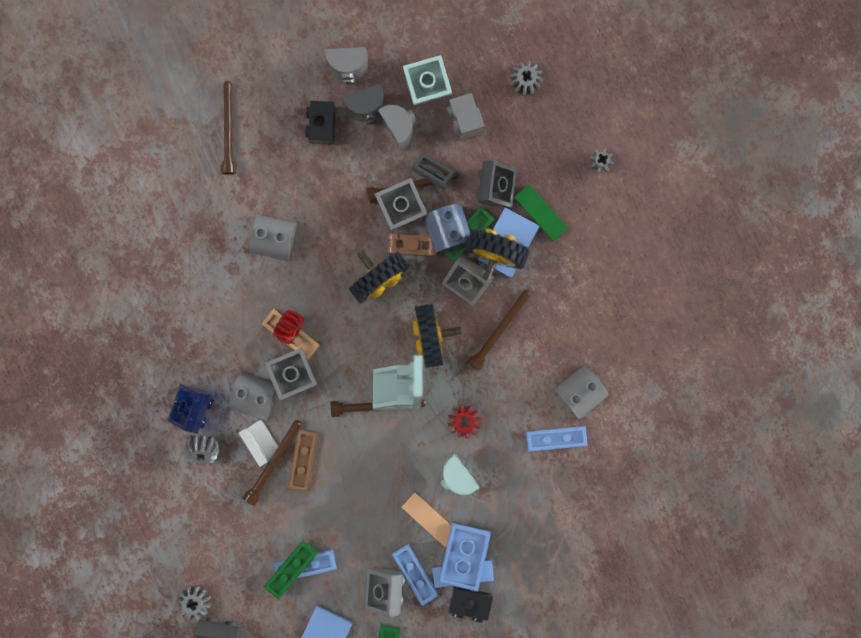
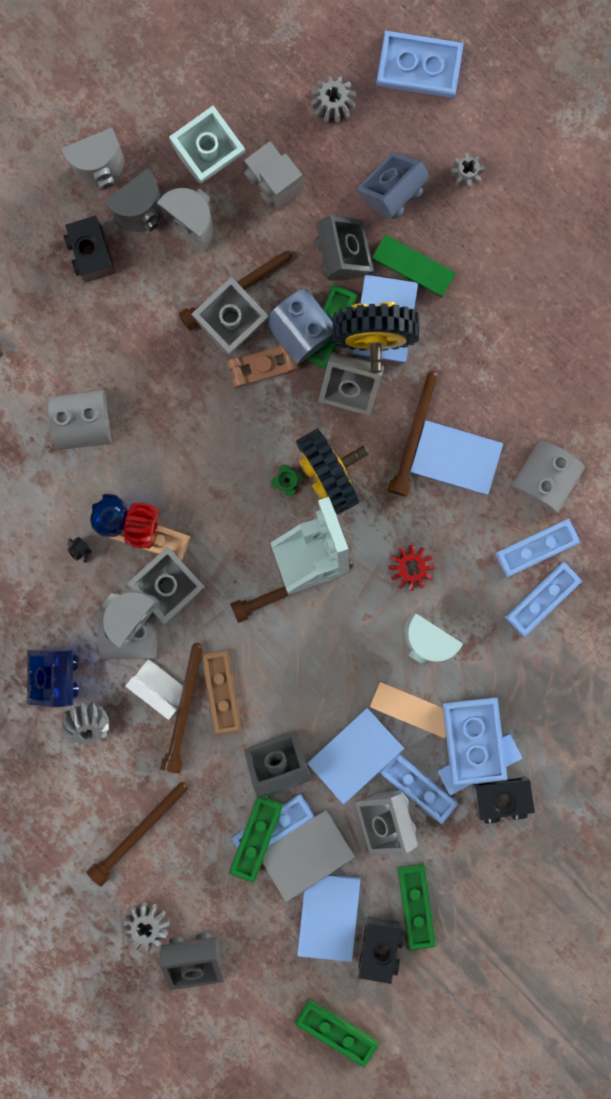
camera: 20 degrees left, 0 degrees up
(176, 553) = (100, 871): none -> reddish brown piece
(240, 327) = (78, 549): none -> black plate
(256, 386) = (126, 615): none -> light grey brick
(269, 312) = (109, 515): none -> clear blue hair
(321, 594) = (307, 856): none -> light grey tile
(323, 524) = (277, 765): none -> dark grey brick
(378, 276) = (234, 419): black wheel -> none
(379, 537) = (355, 756): none -> light blue tile
(405, 330) = (286, 472): none -> green plate
(446, 179) = (254, 264): dark grey tile -> none
(523, 356) = (456, 458): none -> light blue tile
(546, 152) = (393, 185): none -> sand blue brick
(548, 475) = (543, 599): none -> light blue tile
(595, 74) = (419, 64): none -> light blue tile

